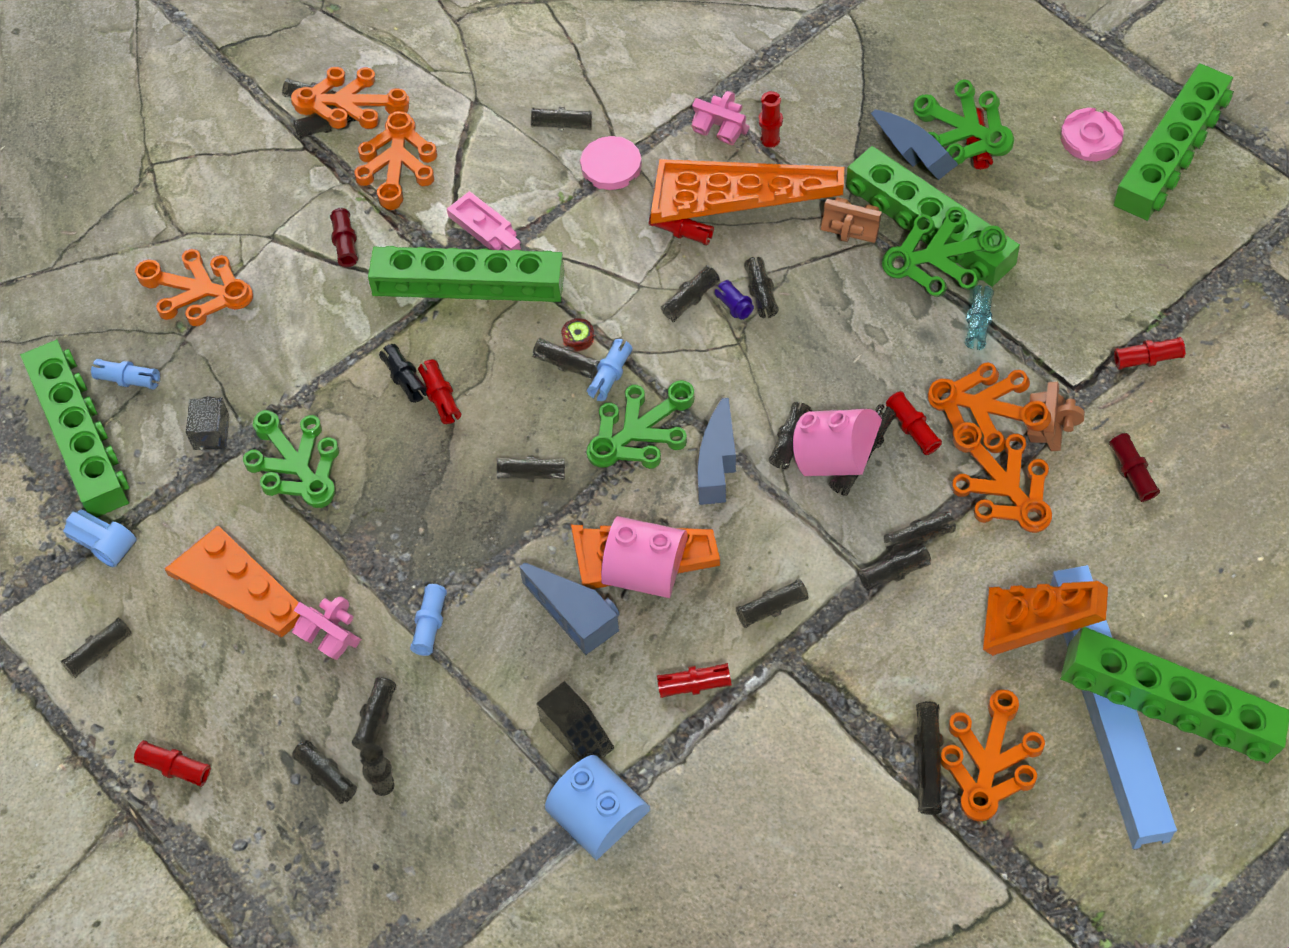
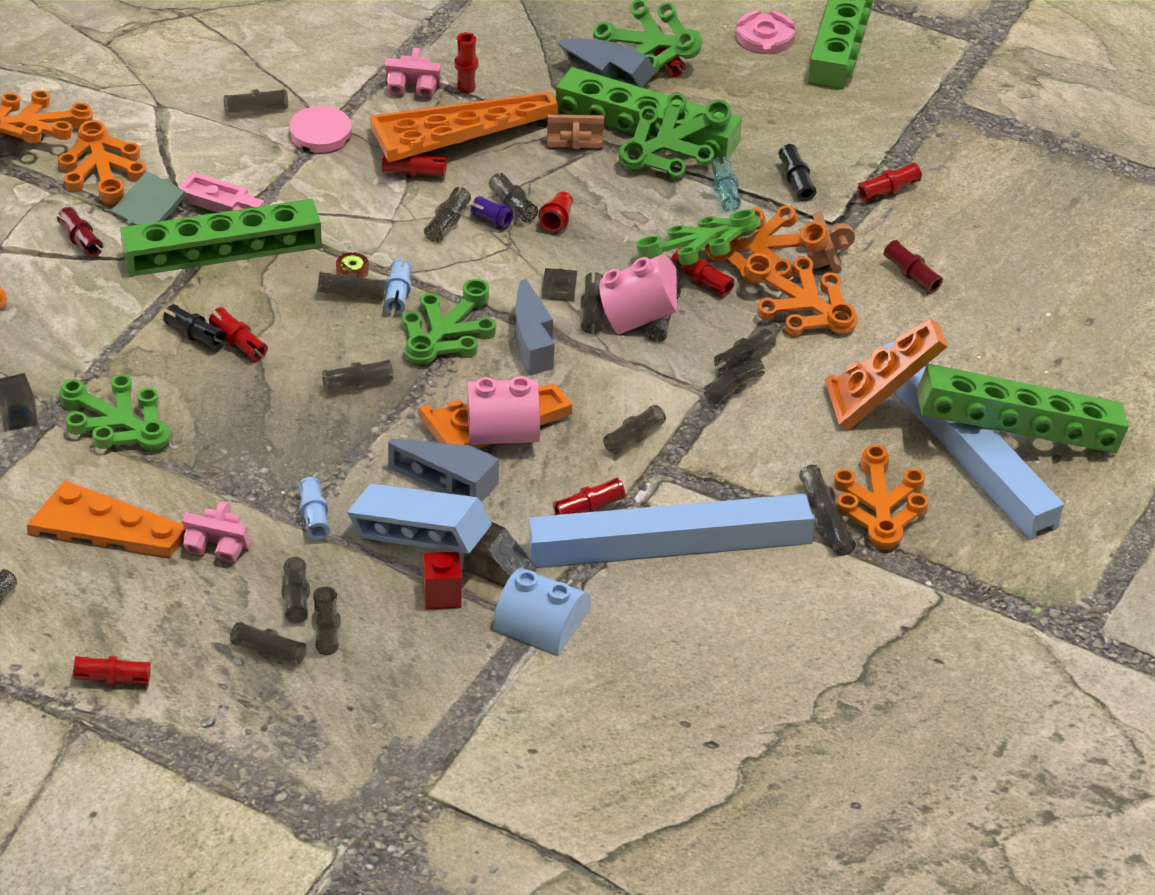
camera: 25 degrees left, 15 degrees down
(418, 216) = (149, 200): none -> sand green piece
(509, 673) = (419, 518): none -> light blue brick
(511, 744) = (442, 580): none -> red brick
(759, 742) = (670, 530): none -> light blue tile
(768, 402) = (559, 284): none -> clear smoke plate
(795, 315) = (556, 212): none -> red cone
(964, 380) = (738, 224): none -> bright green plant
(1057, 319) = (797, 172): none -> black pin

